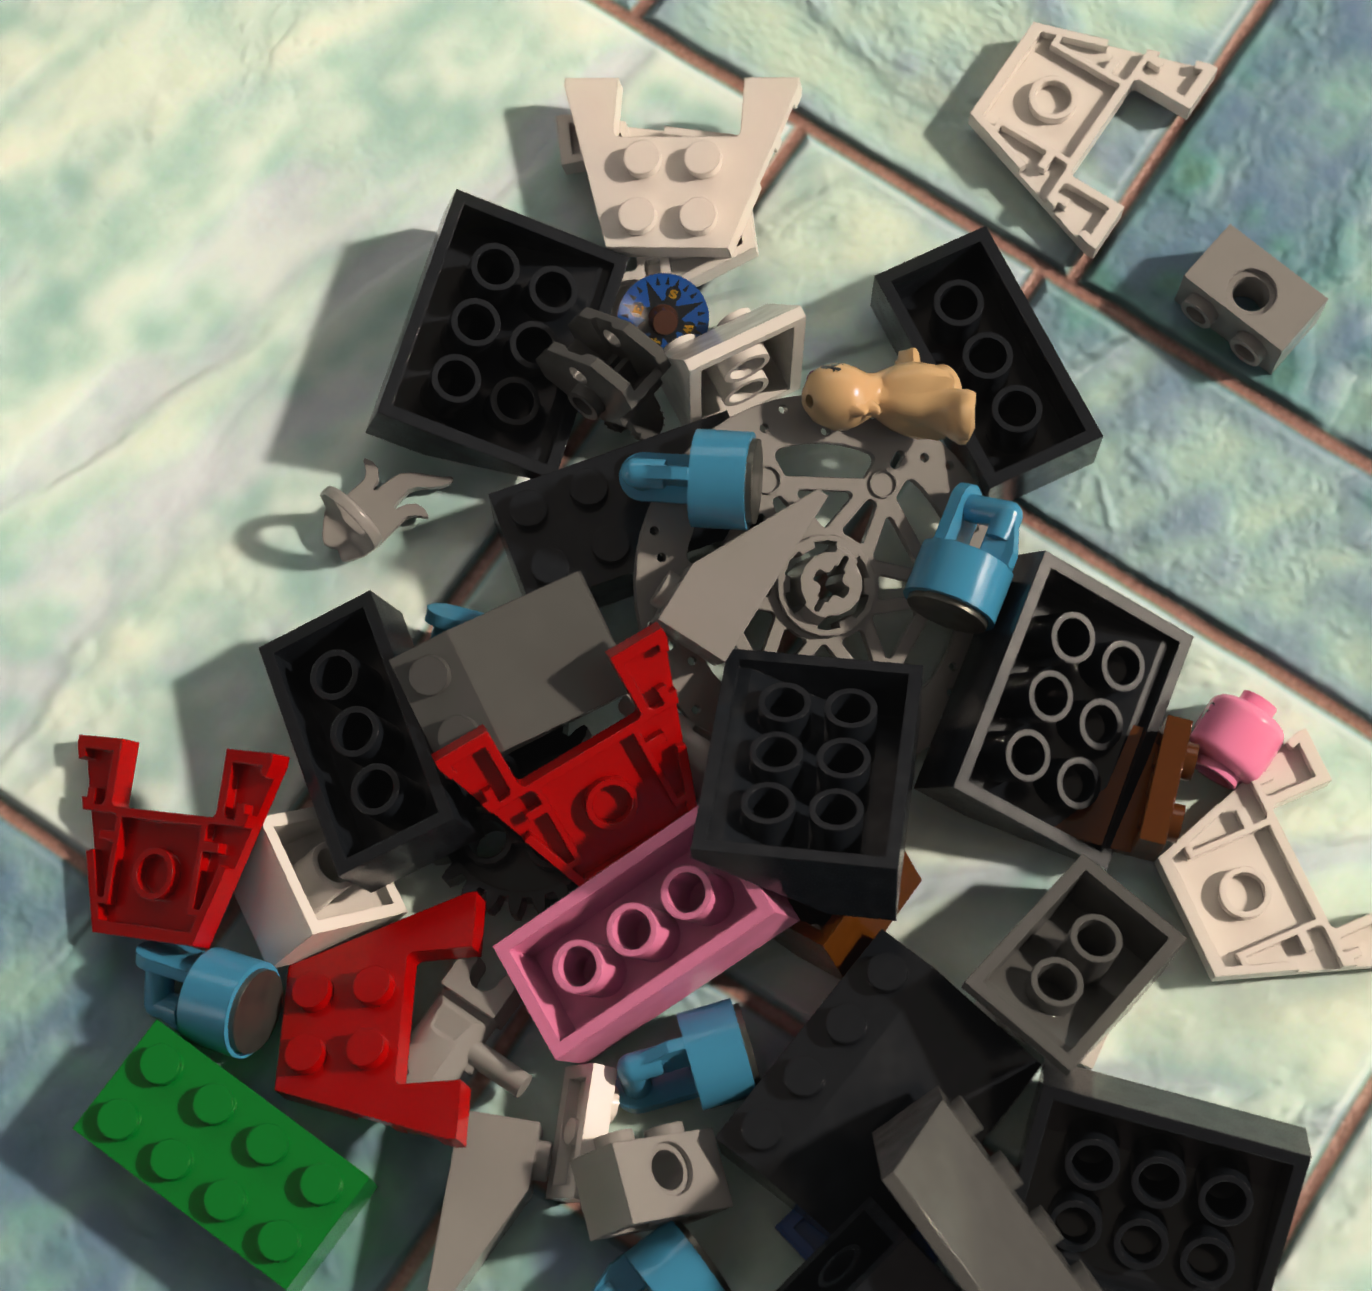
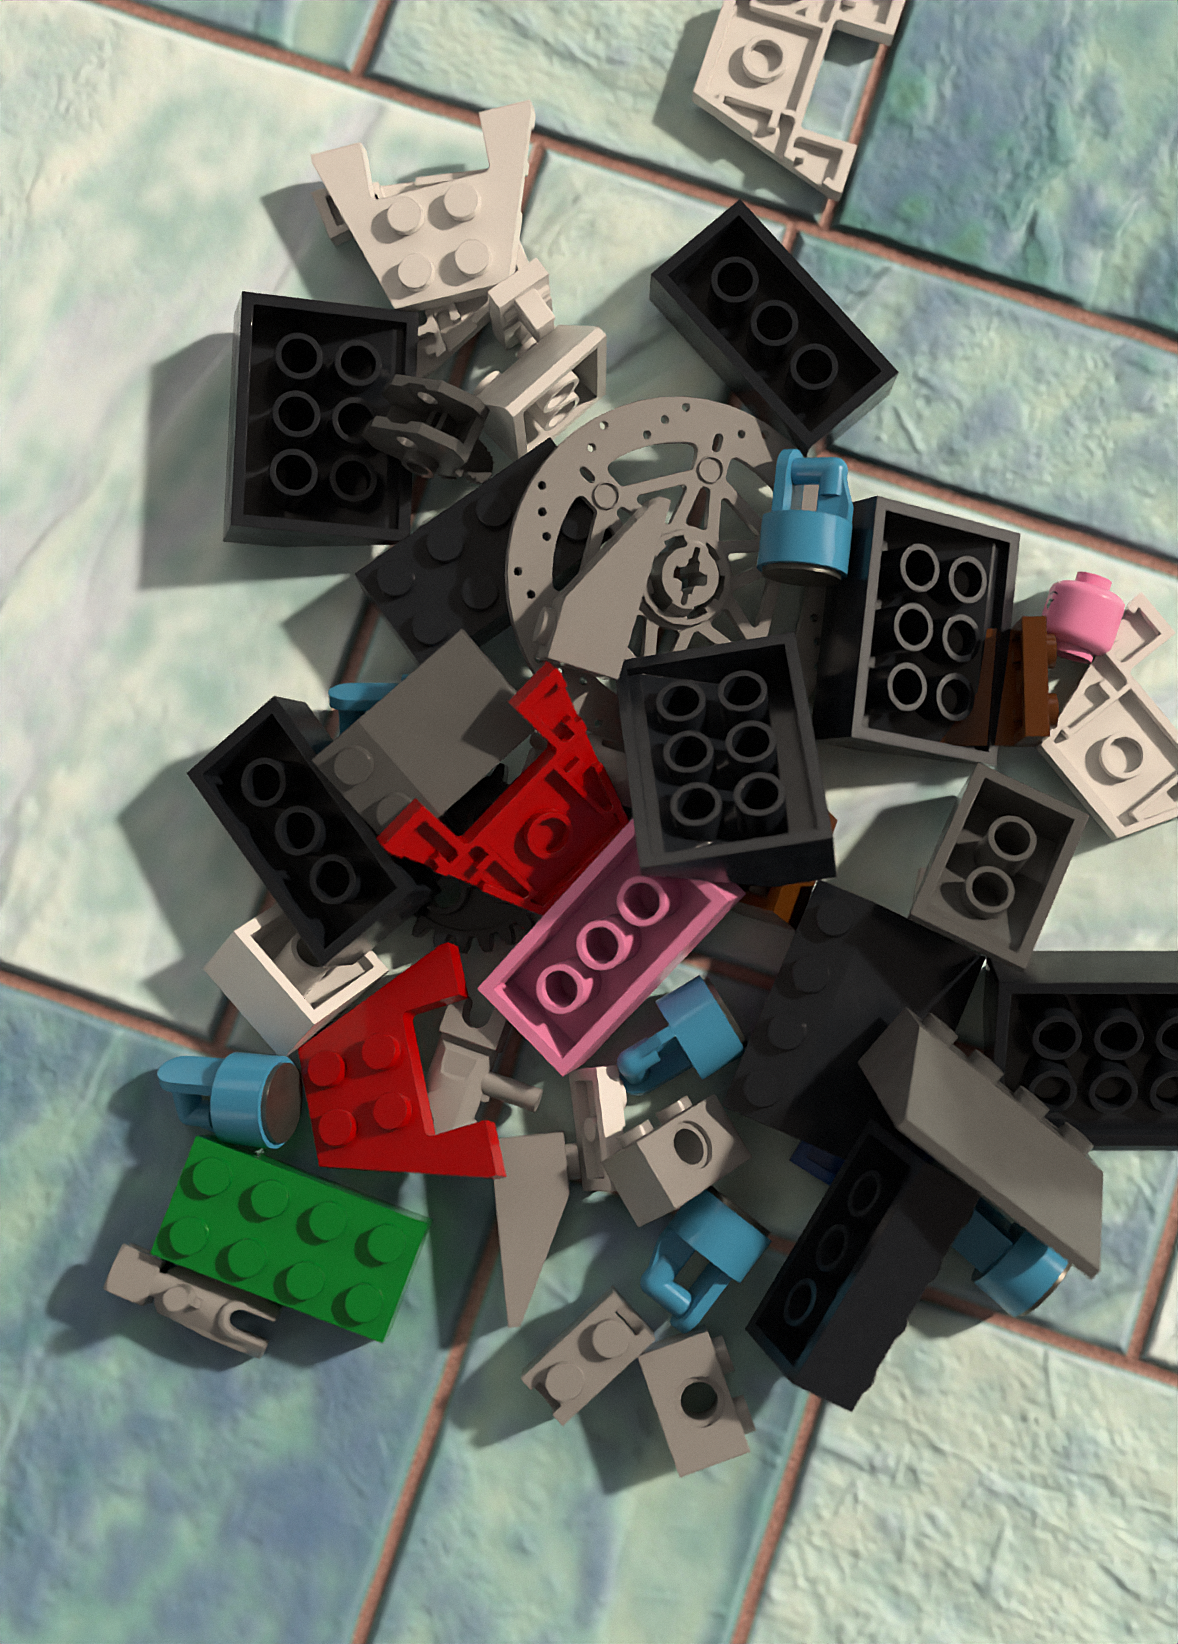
camera: 15 degrees left, 10 degrees up
(99, 1192) = (189, 1298): none -> light grey piece
(170, 871) = (160, 997): red wing -> none
(368, 516) = (248, 619): light grey piece -> none
(665, 307) = (463, 353): piece -> none
(716, 480) = (564, 511): dark azure piece -> none
(735, 274) = (522, 306): none -> white hinge
(906, 398) = (713, 385): tan animal -> none
(1241, 268) = (982, 176): light grey brick -> none

